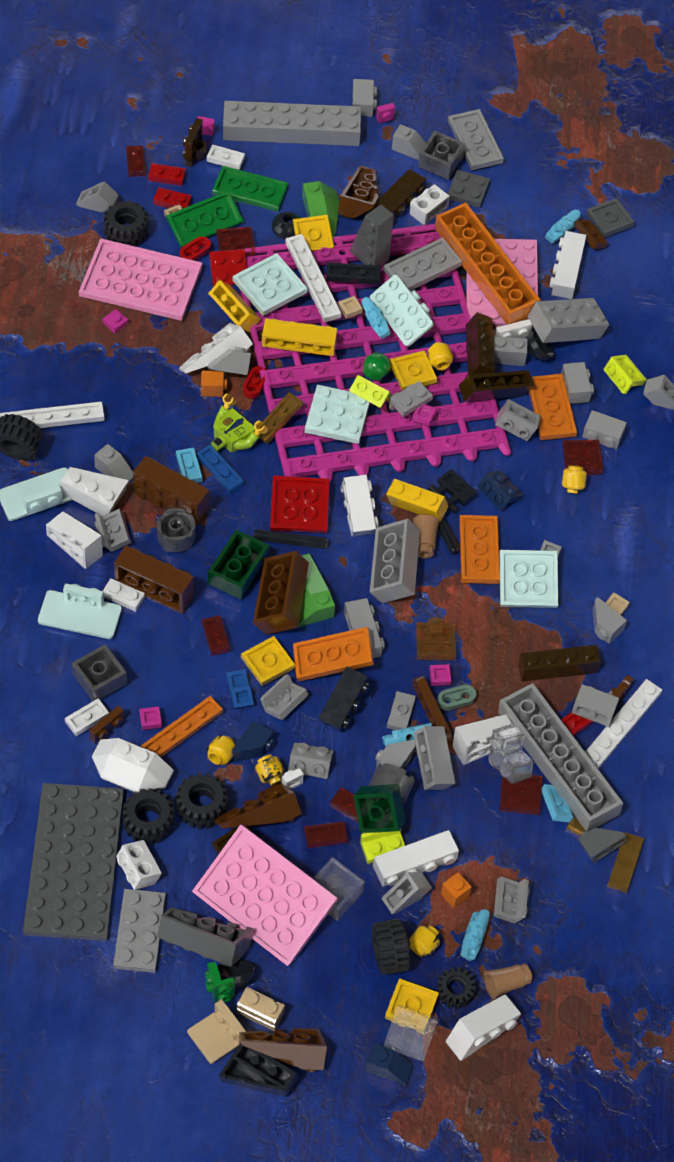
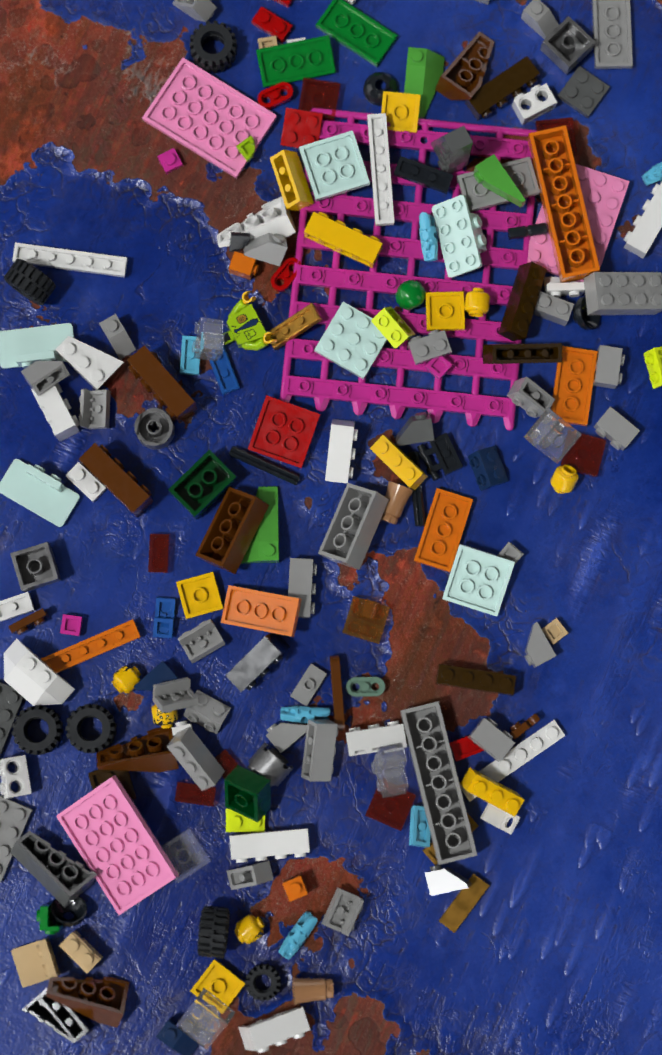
camera: 20 degrees right, 25 degrees up
(56, 506) = (44, 375): none -> light grey slope
(184, 292) = (247, 148): none -> lime tile
(202, 361) = (238, 241): none -> black tile
(203, 443) = (209, 339): none -> clear brick
(275, 742) = (174, 695): none -> light grey bracket
(316, 794) = (195, 758): none -> light grey brick
(350, 307) = (406, 216): tan plate -> none
(423, 258) = (497, 180): none -> bright green slope
(424, 470) = (416, 430): none -> dark grey slope
(440, 675) = (357, 658): dark pink plate -> none
(462, 294) = (524, 231): none -> black piece
(550, 442) = (552, 435): none -> clear brick
(614, 749) = (492, 791): none -> yellow brick
(629, 776) = (499, 818): none -> white bracket

